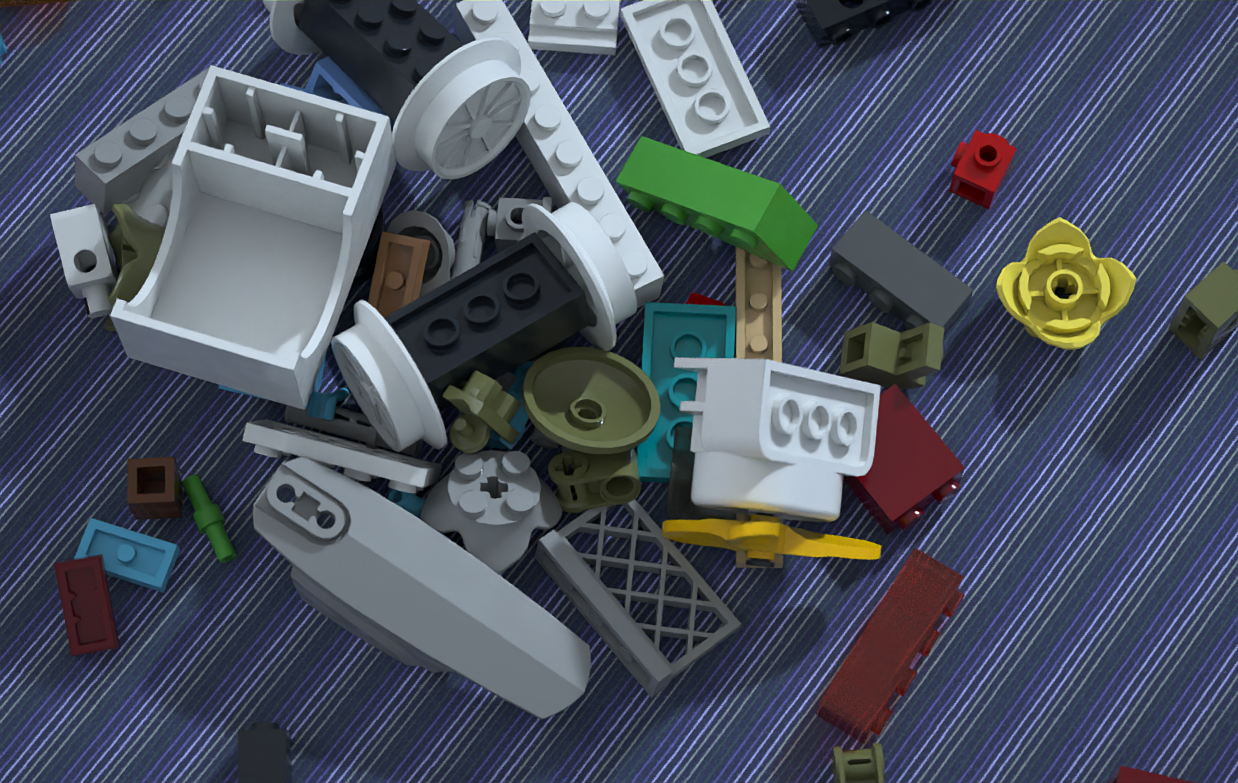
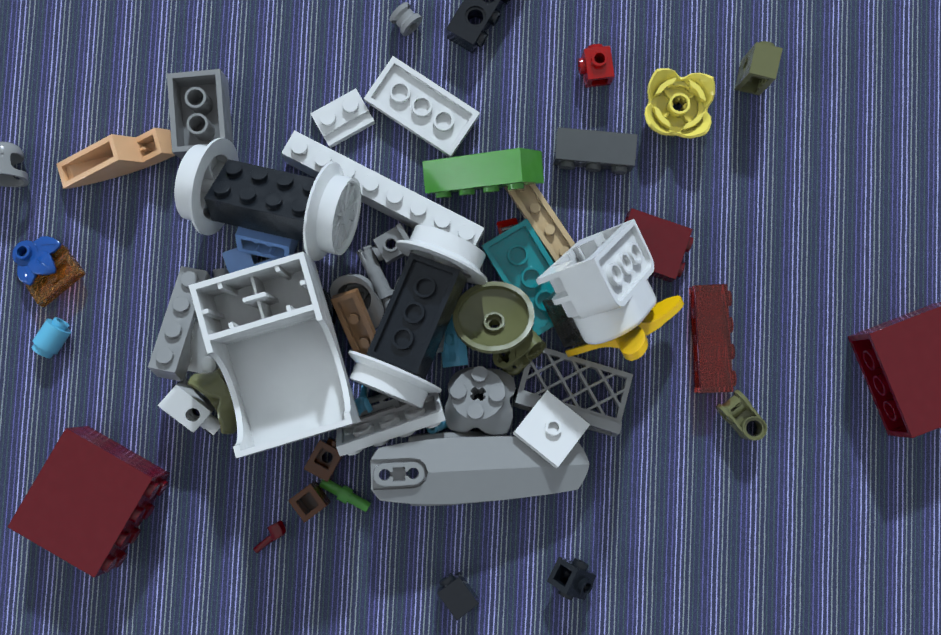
camera: 35 degrees left, 15 degrees up
(77, 507) = (276, 531): none -> dark red hand
(87, 604) = (317, 578): dark red plate -> none
(130, 554) = (318, 540): medium azure plate -> none
(204, 442) = (317, 464): none -> reddish brown brick
(482, 409) = (448, 360): olive hips -> none
(563, 603) = (551, 429): none -> white plate
(892, 357) = (619, 192): olive brick -> none

